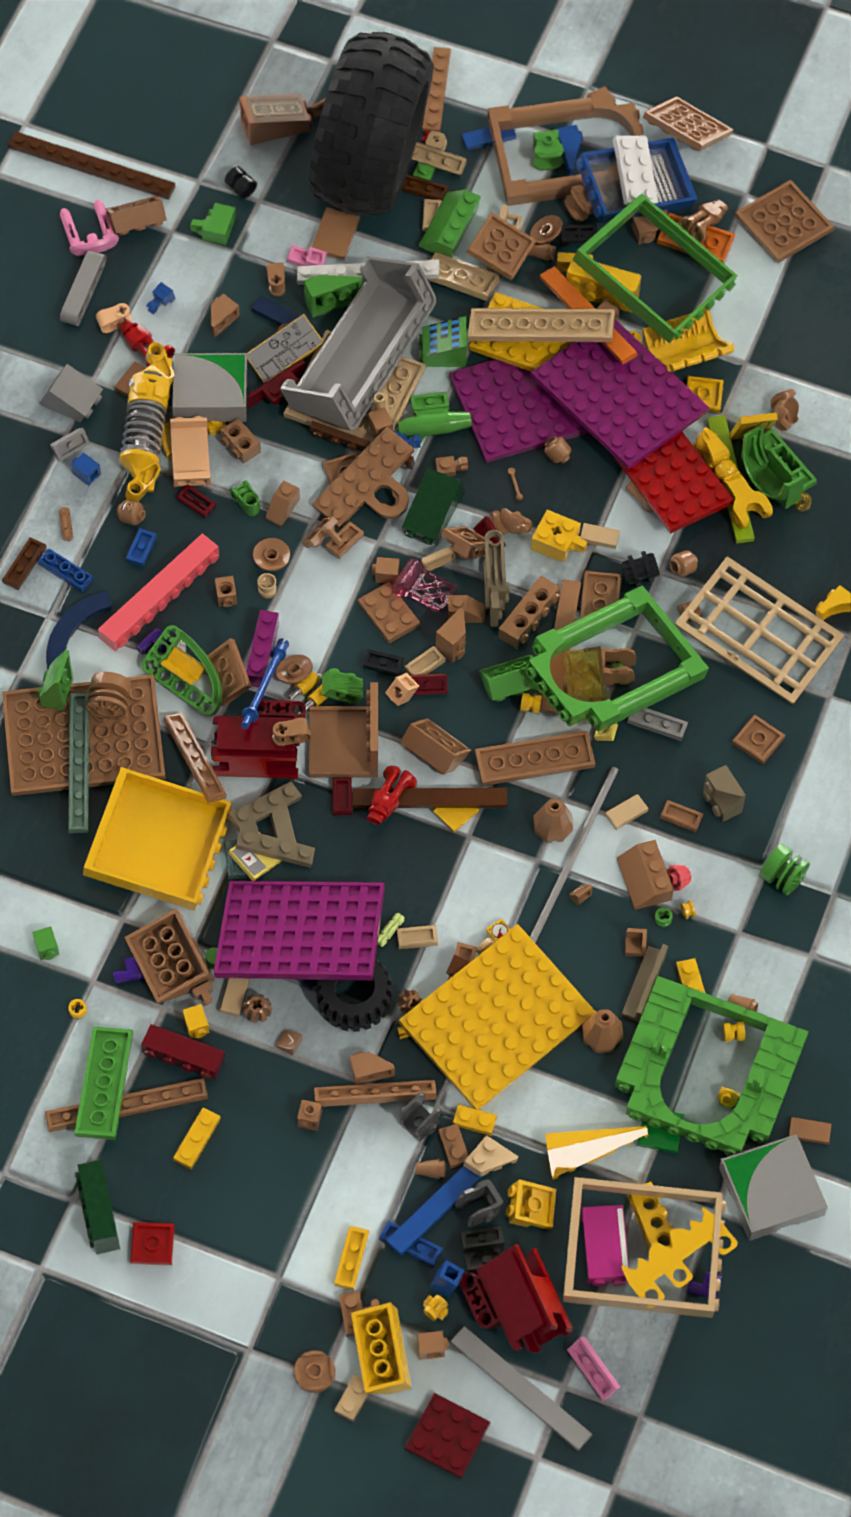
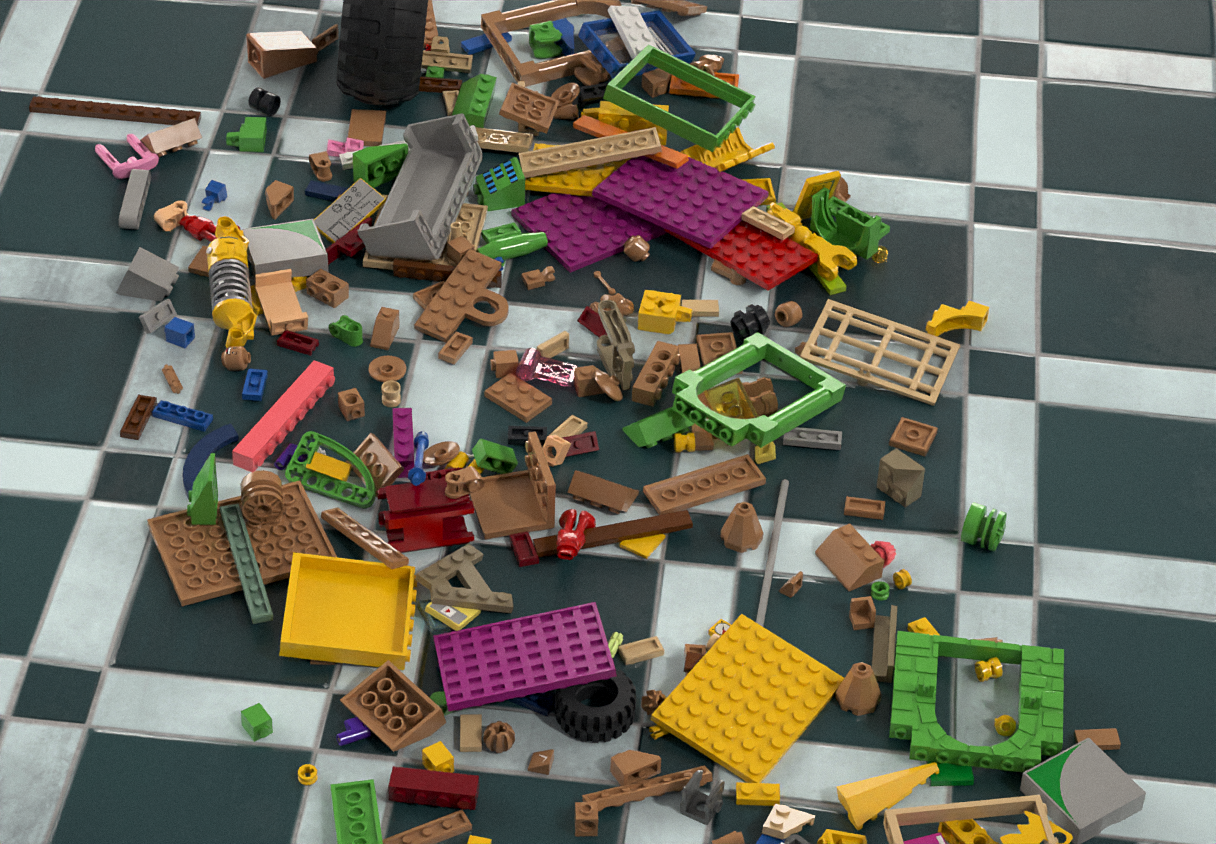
camera: 15 degrees left, 20 degrees down
(203, 992) = (437, 733): medium nougat tile -> none
(325, 527) = (432, 342): medium nougat plate -> none
(432, 506) = (533, 305): dark green slope -> none
(451, 637) = (590, 400): medium nougat slope -> none
(453, 1145) = (744, 820): medium nougat plate -> none
(466, 541) = (580, 329): medium nougat plate -> none
(477, 620) = (609, 385): none -> medium nougat dish
(626, 811) = (810, 513): tan tile -> none
(694, 450) = (768, 223): none -> tan plate
(784, 221) = (779, 61): medium nougat plate -> none

